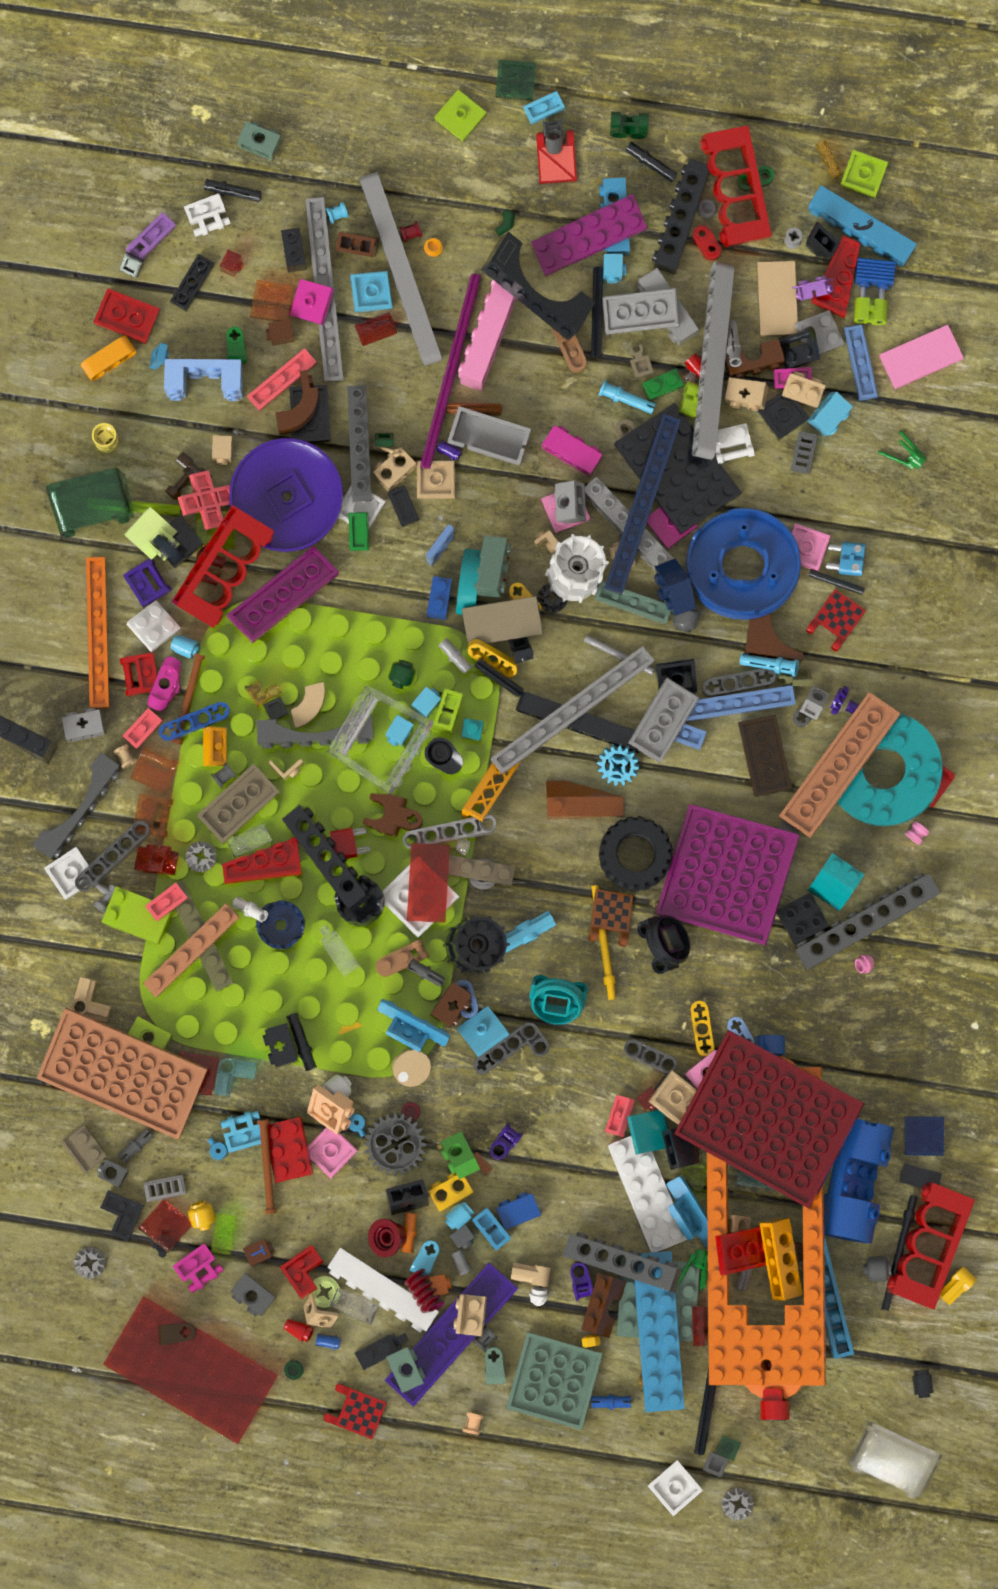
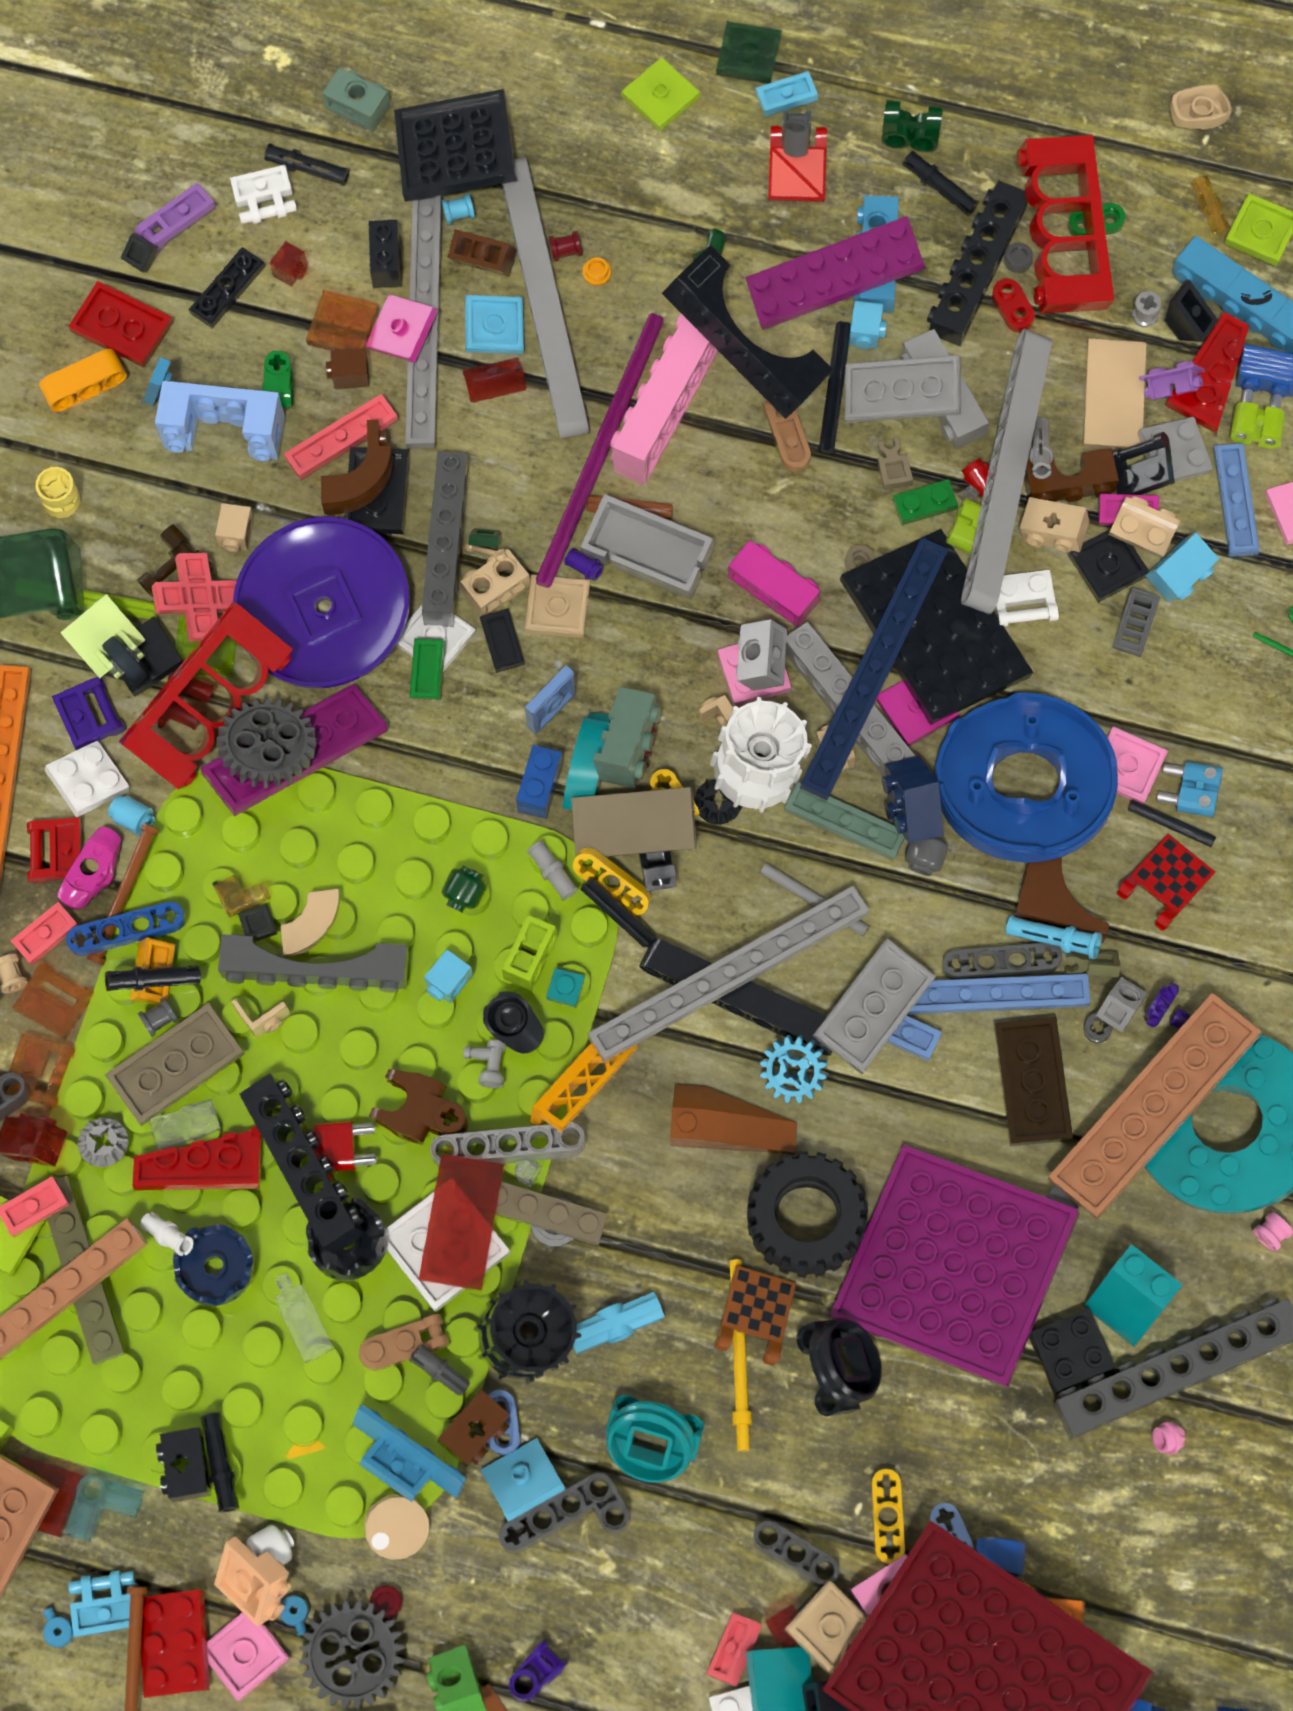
camera: 10 degrees right, 10 degrees down
(209, 753) = (157, 977): none -> black pin
(273, 580) = (266, 742): none -> dark grey gear
(329, 169) = (454, 145): none -> black plate
(354, 725) = (375, 955): clear windscreen -> none
(426, 702) = (496, 936): medium azure brick -> none
(433, 773) = (491, 1077): none -> light grey piece
(618, 394) = (854, 508): medium azure pin -> none
(680, 672) = (909, 932): black slope -> none
(817, 92) = (1200, 107): none -> tan piece

